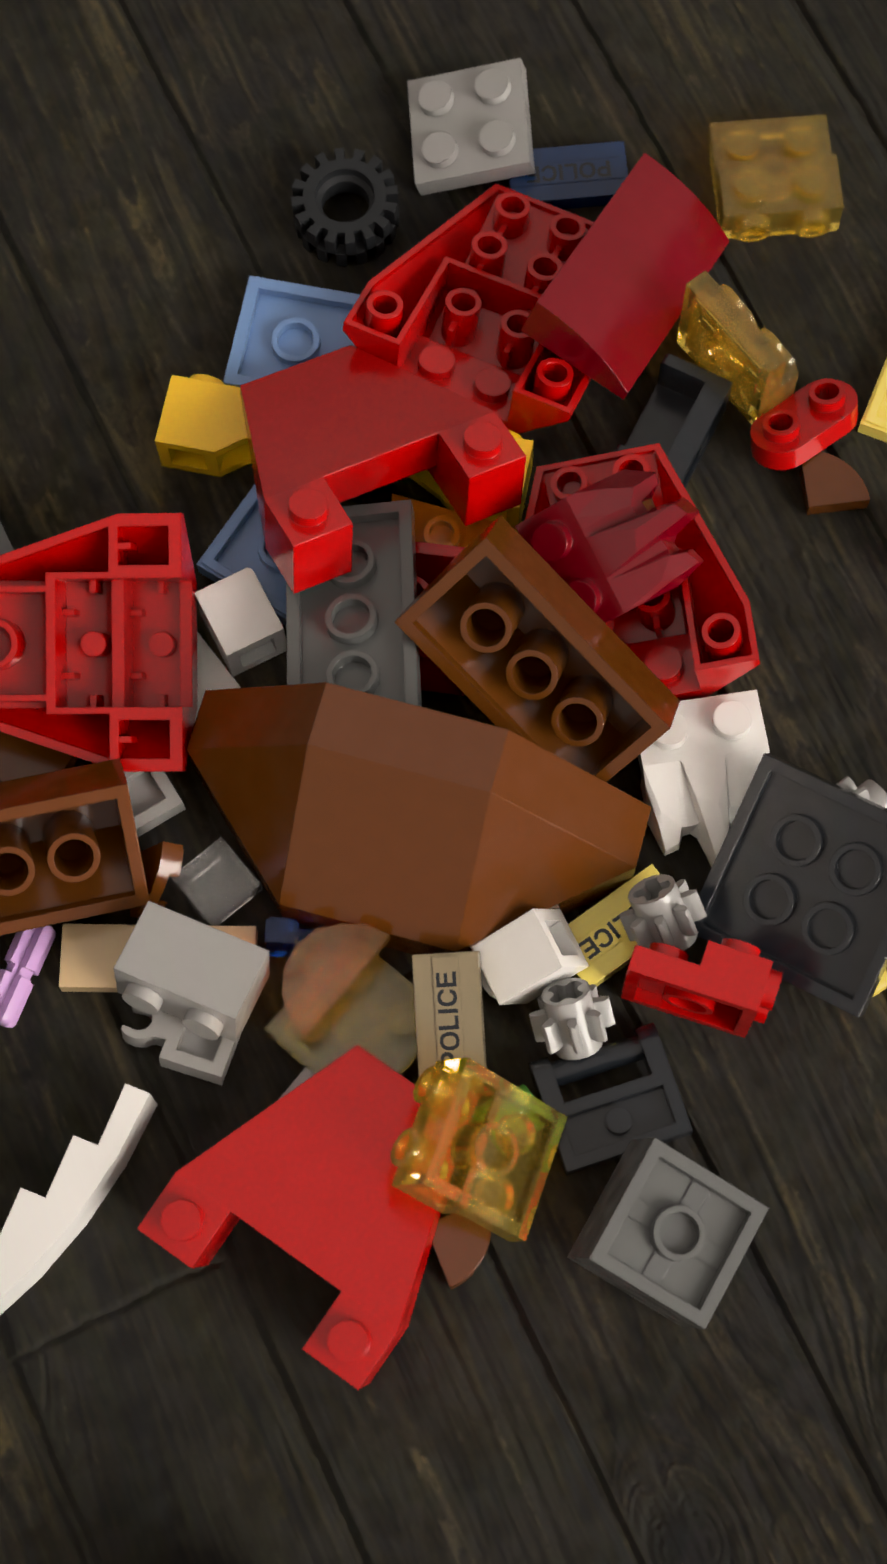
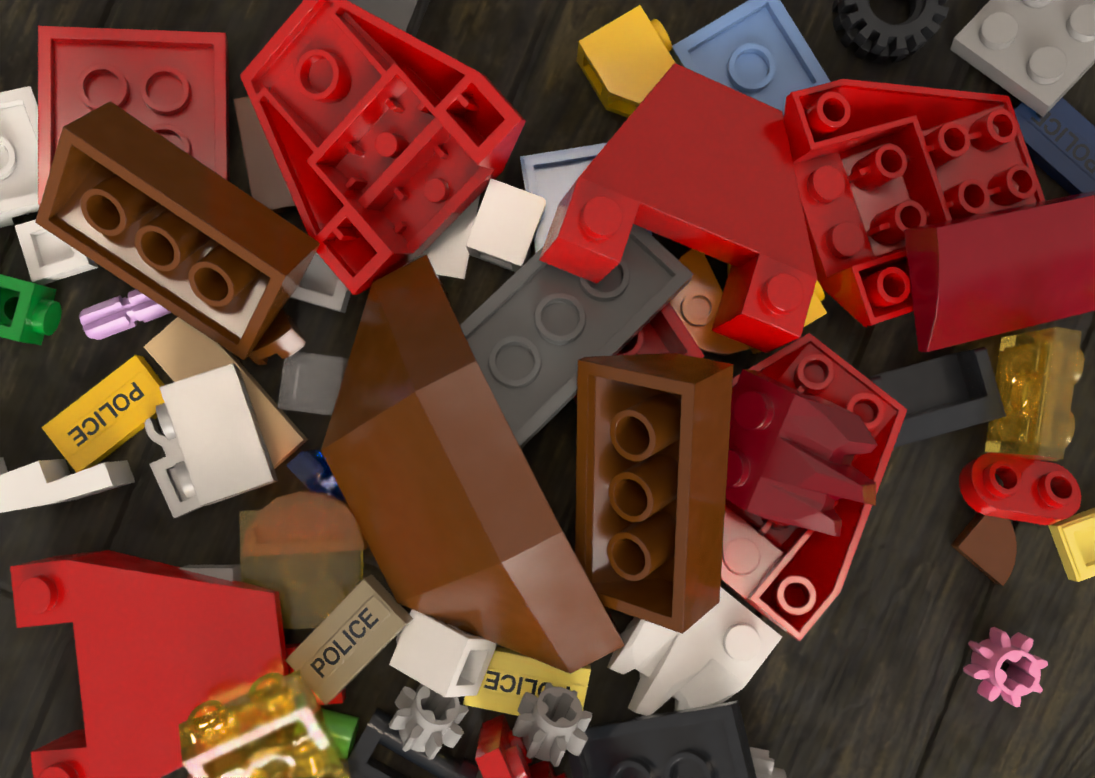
camera: 40 degrees right, 15 degrees up
(84, 1067) = (107, 414): none -> yellow tile

